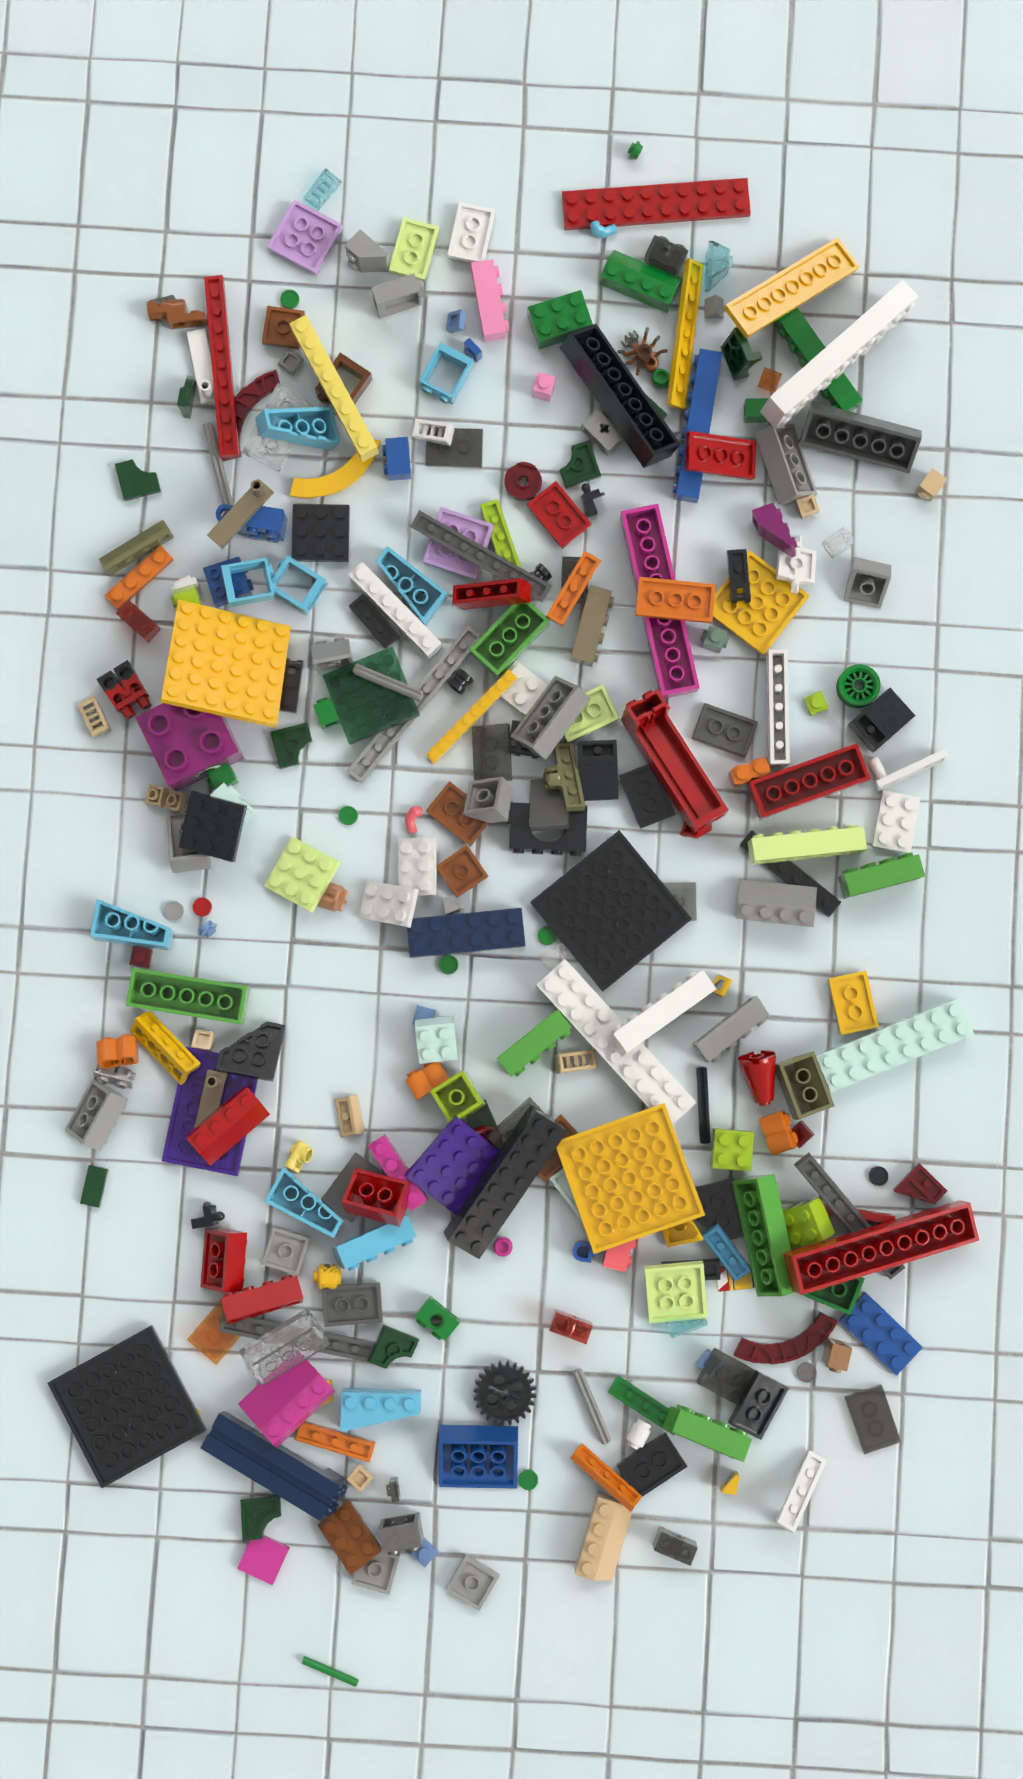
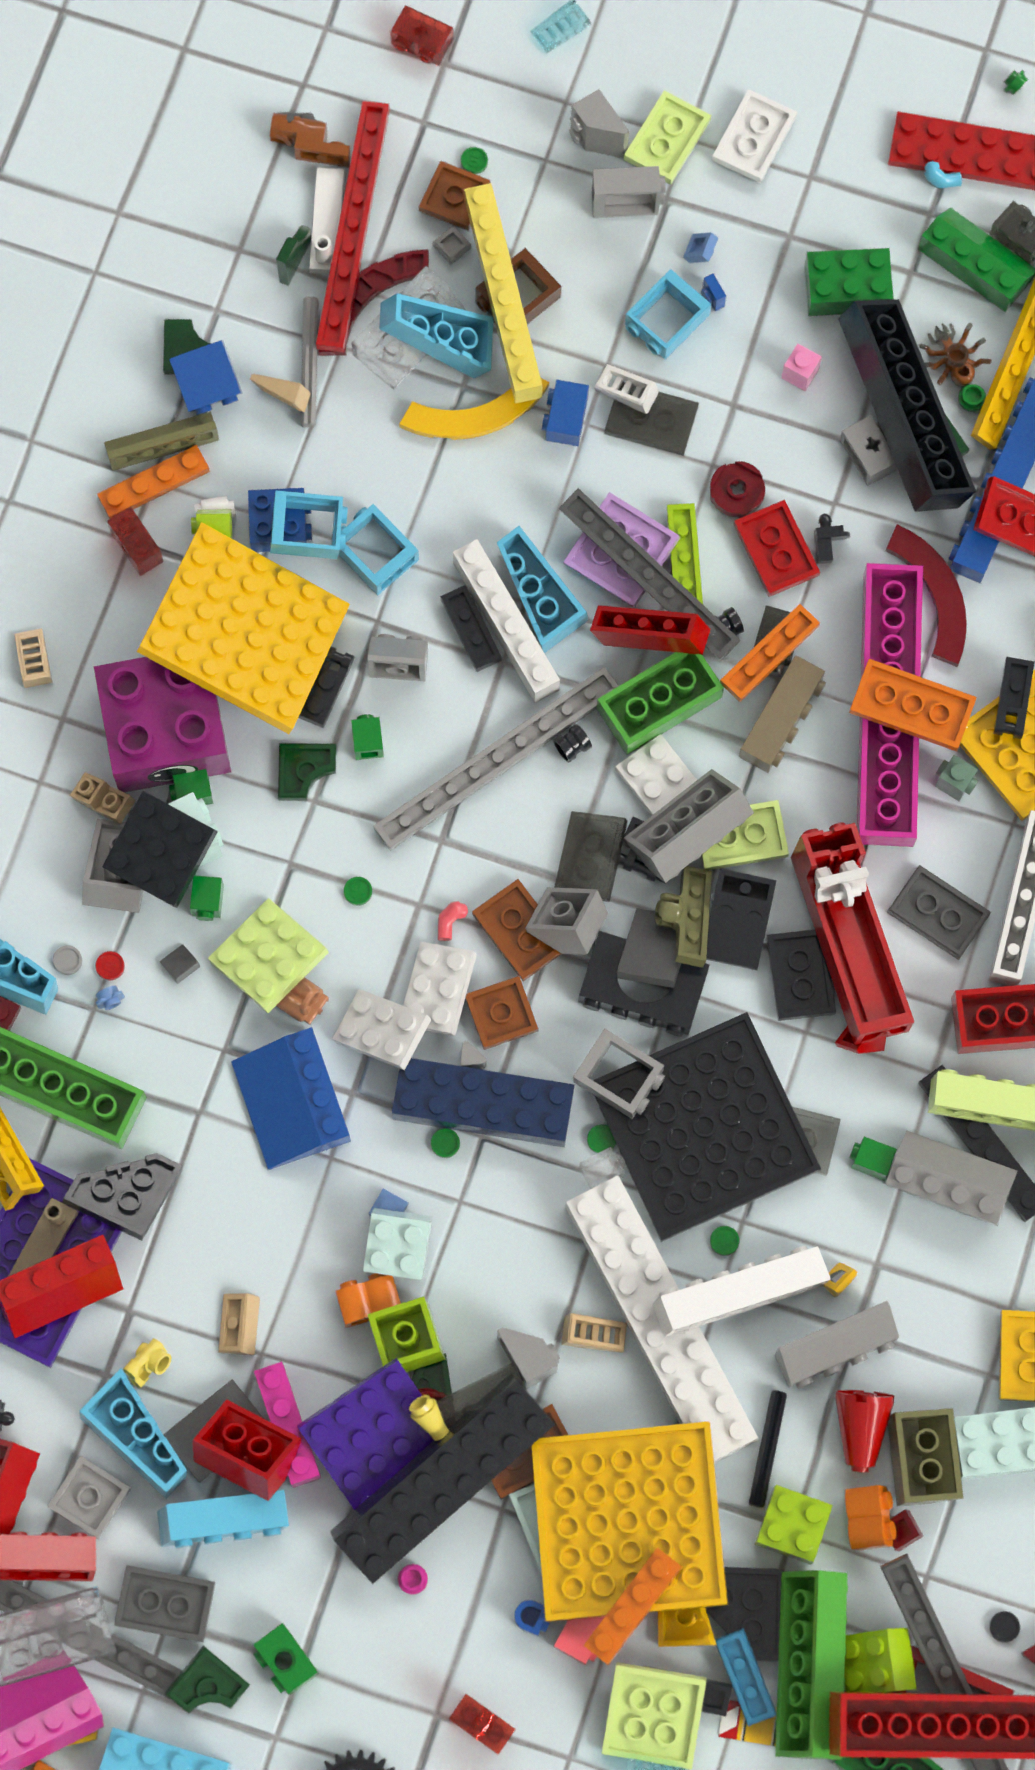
camera: 15 degrees right, 10 degrees down
(127, 695) = (92, 639): red hips -> none
(153, 497) = (206, 377): none -> blue brick
(203, 1040) = (57, 1155): tan plate -> none
(210, 493) = (289, 392): none -> tan slope
(231, 221) = (421, 36): none -> clear red brick
(240, 513) = (323, 426): dark tan piece -> none
(247, 894) = (180, 963): none -> flat silver slope
(252, 847) = (206, 897): none -> green brick
(265, 523) = (338, 445): blue brick -> none
(305, 237) = (518, 83): lavender plate -> none
(320, 532) = (429, 487): black plate -> none
(327, 1276) = (140, 1551): yellow head -> none
(342, 963) = (291, 1099): none -> blue slope
(367, 706) = (438, 728): clear green plate -> none
(388, 682) = (467, 715): light grey axle -> none
(471, 716) = (575, 795): yellow piece -> none
(484, 1146) = (428, 1416): none -> light yellow cone
(489, 301) = (755, 230): bright pink brick -> none
(534, 872) = (592, 1060): none -> light grey window
(534, 1042) = (541, 1286): bright green brick -> none
(539, 1089) = (530, 1355): none -> light grey slope
(581, 467) = (827, 490): dark green tile -> none
(642, 979) = (724, 1240): none -> green piece
(646, 1232) = (632, 1606): none -> orange plate
(661, 733) = (840, 886): none -> white hips
(673, 513) = (942, 588): none -> dark red tile
(722, 902) = (872, 1158): none -> green brick
(744, 773) = (949, 977): orange brick -> none

